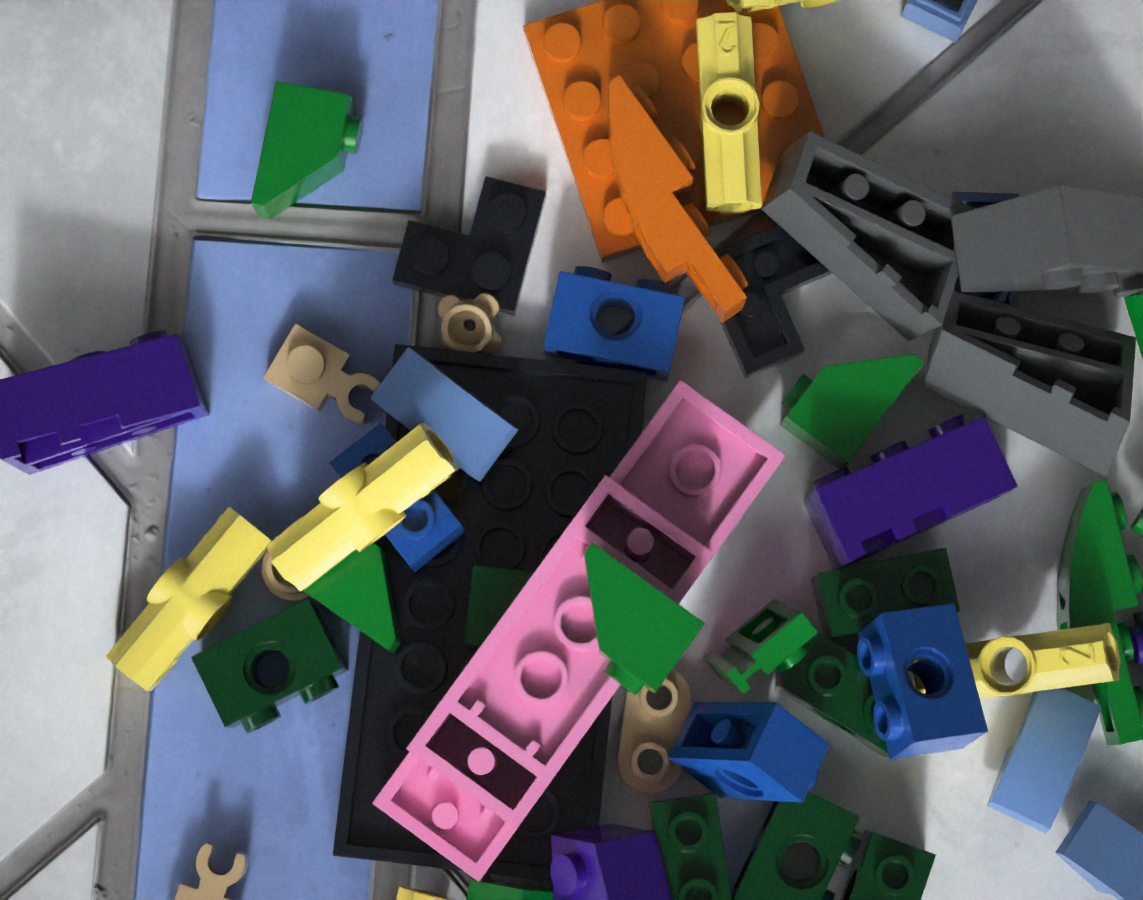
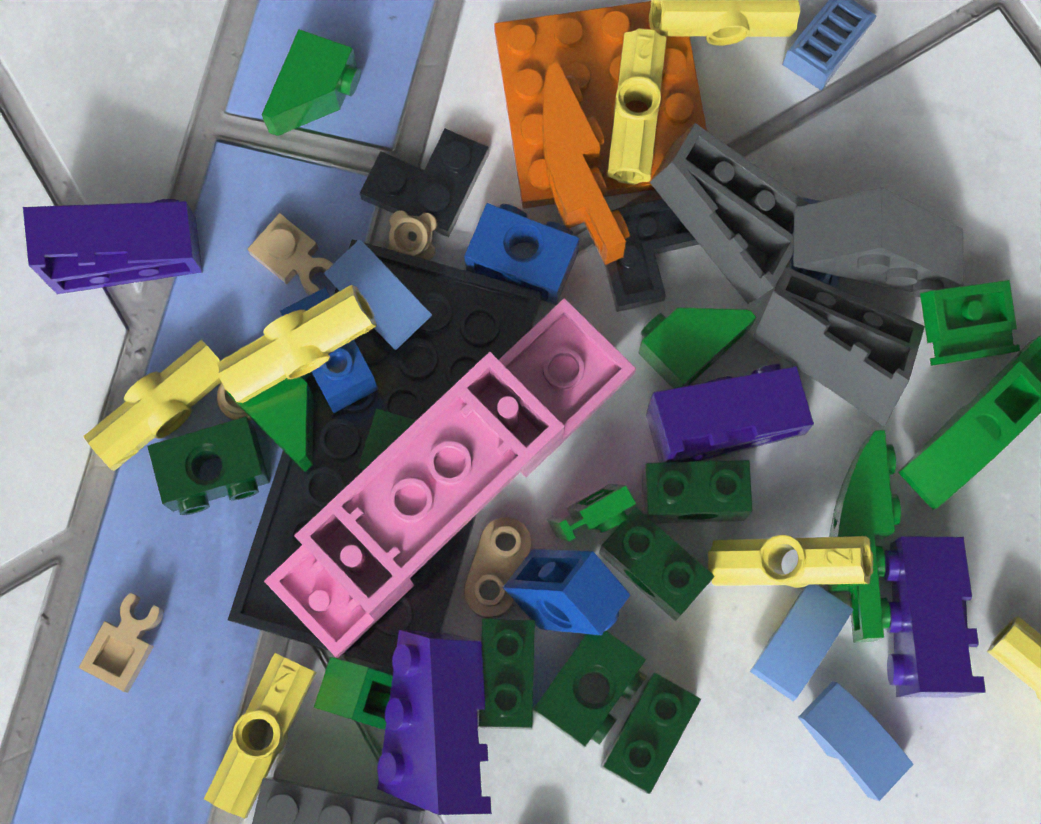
camera: 10 degrees right, 5 degrees down
(635, 623) = (491, 466): green slope -> none
(933, 648) = (725, 534): blue brick -> none

